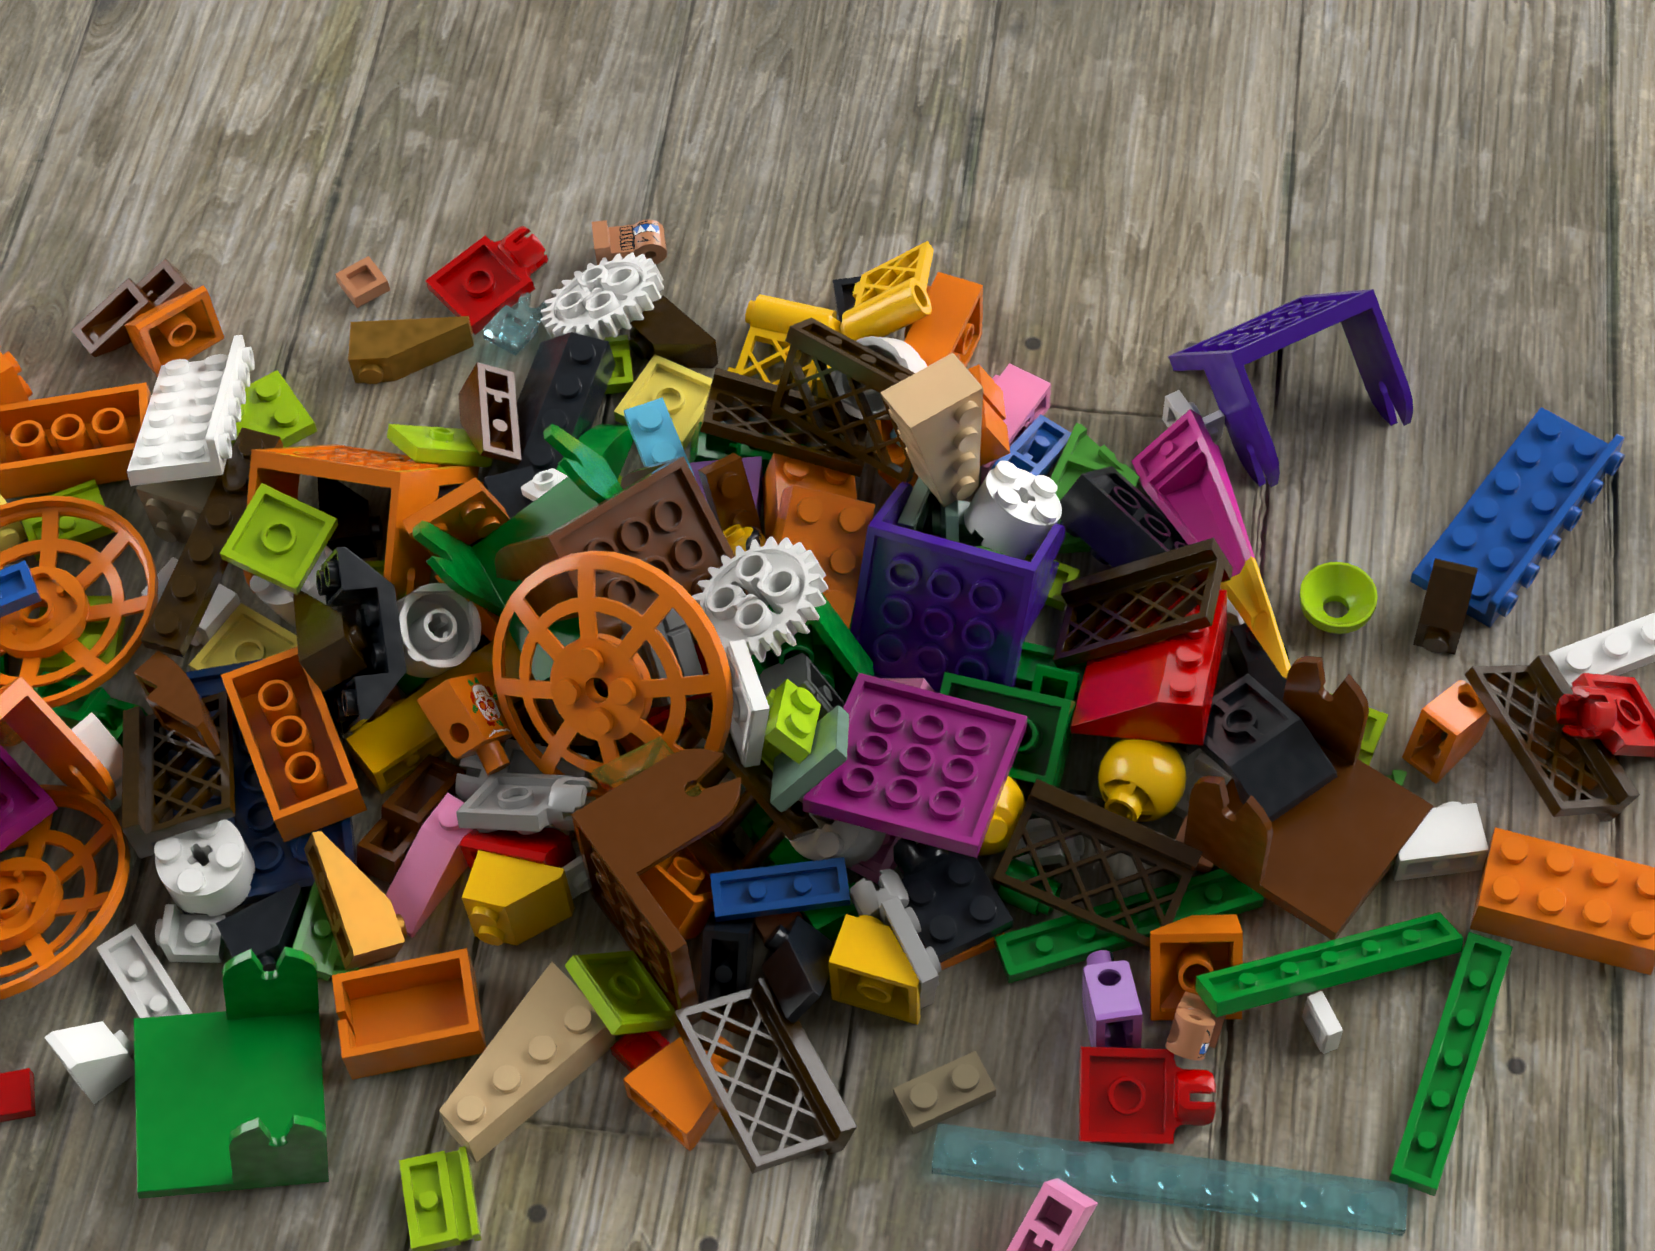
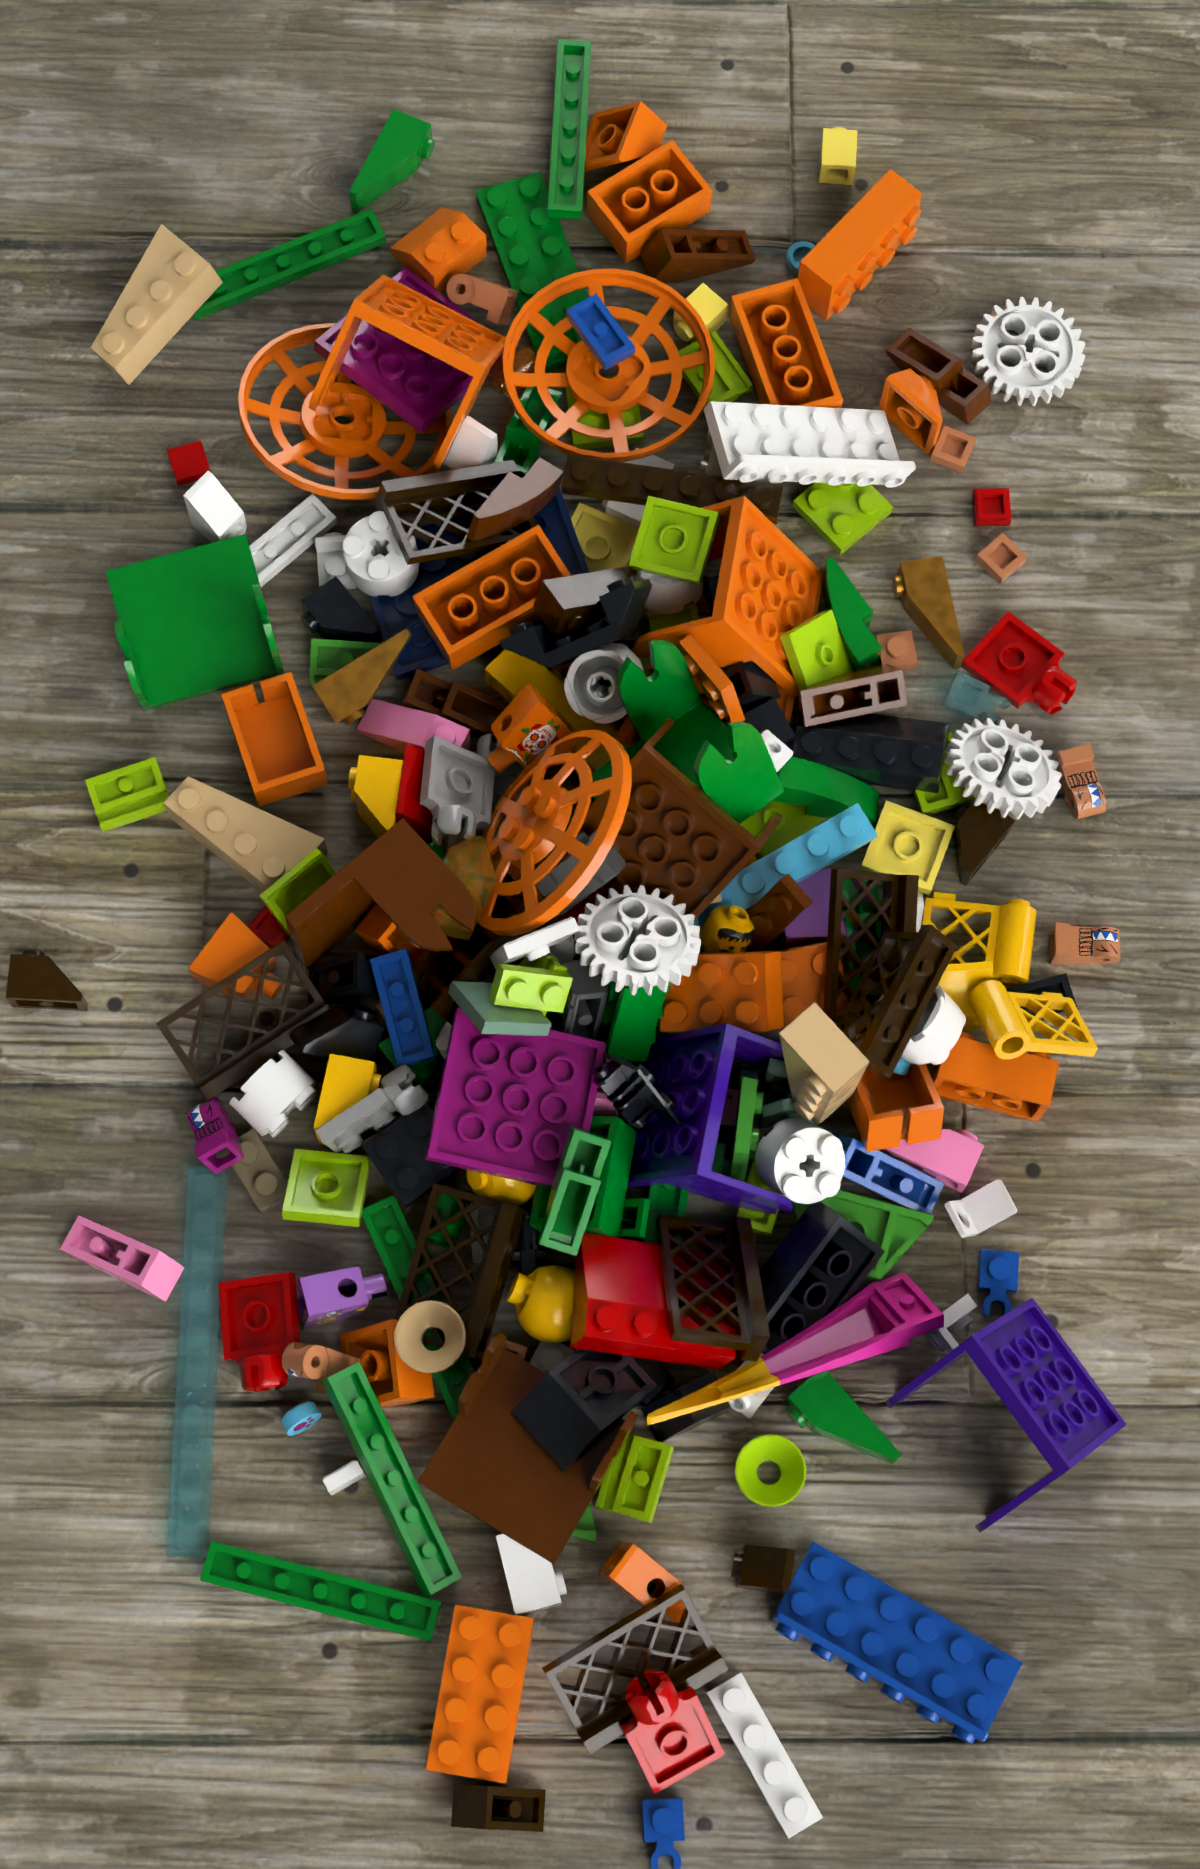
camera: 75 degrees right, 15 degrees up
(132, 228) = (1024, 378): none -> white gear
(230, 307) = (953, 449): none -> nougat plate
(300, 287) = (991, 507): none -> red tile
(369, 423) = (851, 615): none -> green slope
(442, 389) = (898, 650): none -> nougat plate
(803, 264) = (1083, 945): none -> nougat leg
(861, 1049) = (274, 1093): none -> white brick
(898, 1126) = (213, 1133): none -> magenta leg
(917, 645) = (633, 1091): none -> black hinge
(978, 1007) = (326, 1187): none -> lime plate
(1029, 709) = (574, 1190): none -> green slope
(1071, 380) = (981, 1209): none -> white bracket
(1142, 382) = (997, 1275): none -> blue plate
(1178, 870) = (413, 1326): none -> tan piece
(1249, 1064) = (300, 1418): none -> medium azure tile
(1285, 528) = (833, 1414): none -> green slope

